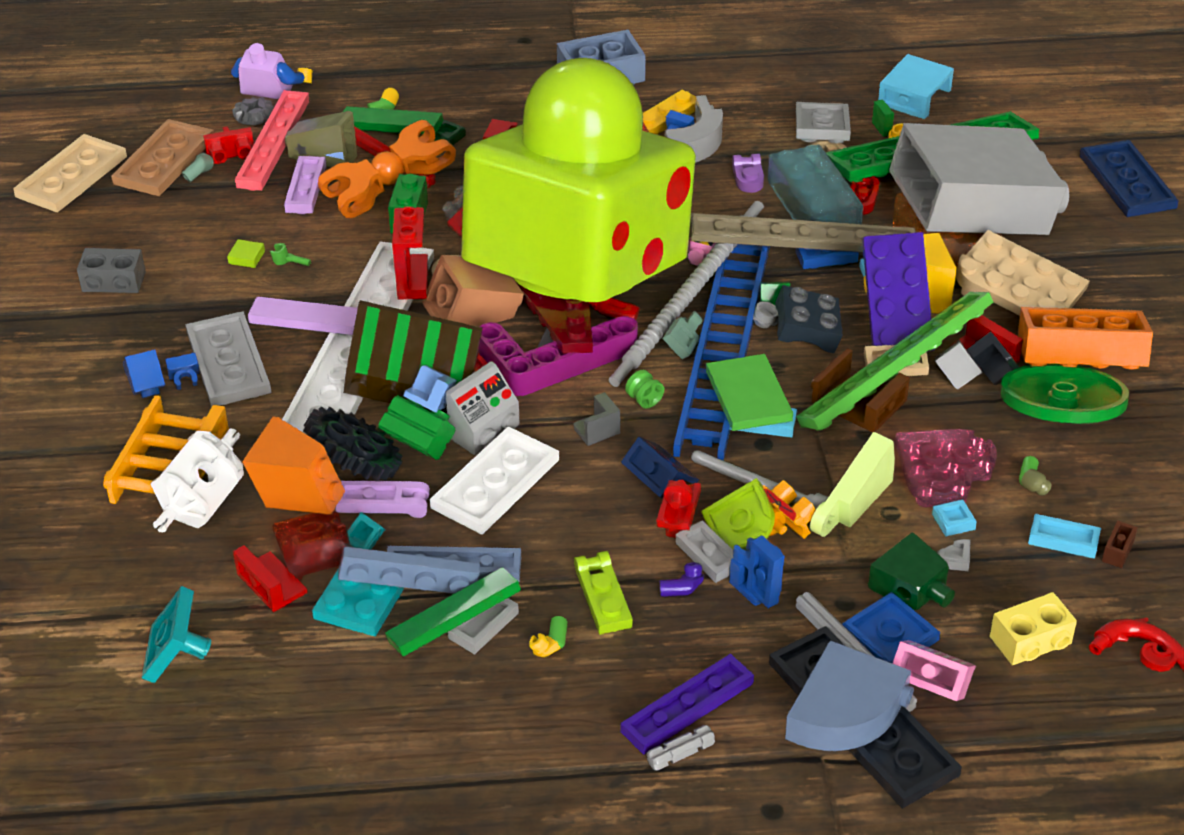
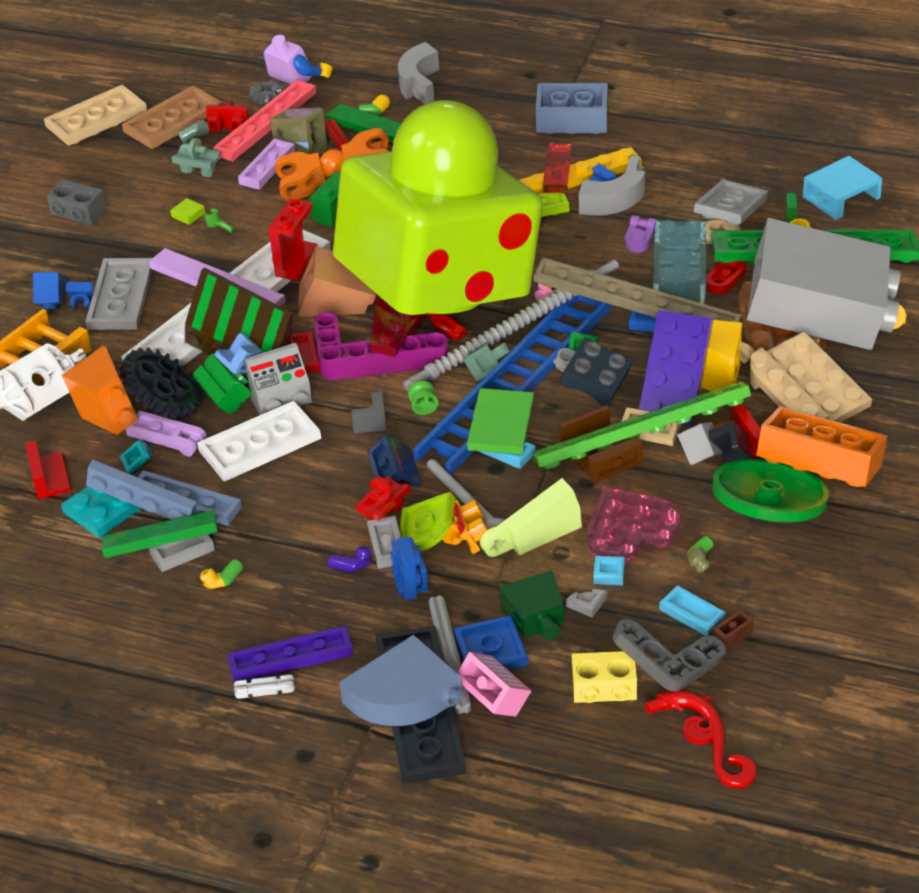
camera: 25 degrees right, 0 degrees up
(224, 191) = (196, 156): none -> sand green hips
(311, 542) = (89, 446): clear red slope -> none
(405, 60) = (413, 68): none -> light grey arch
(603, 593) = (285, 552): lime plate -> none
(1109, 587) = (630, 634): none -> dark grey beam

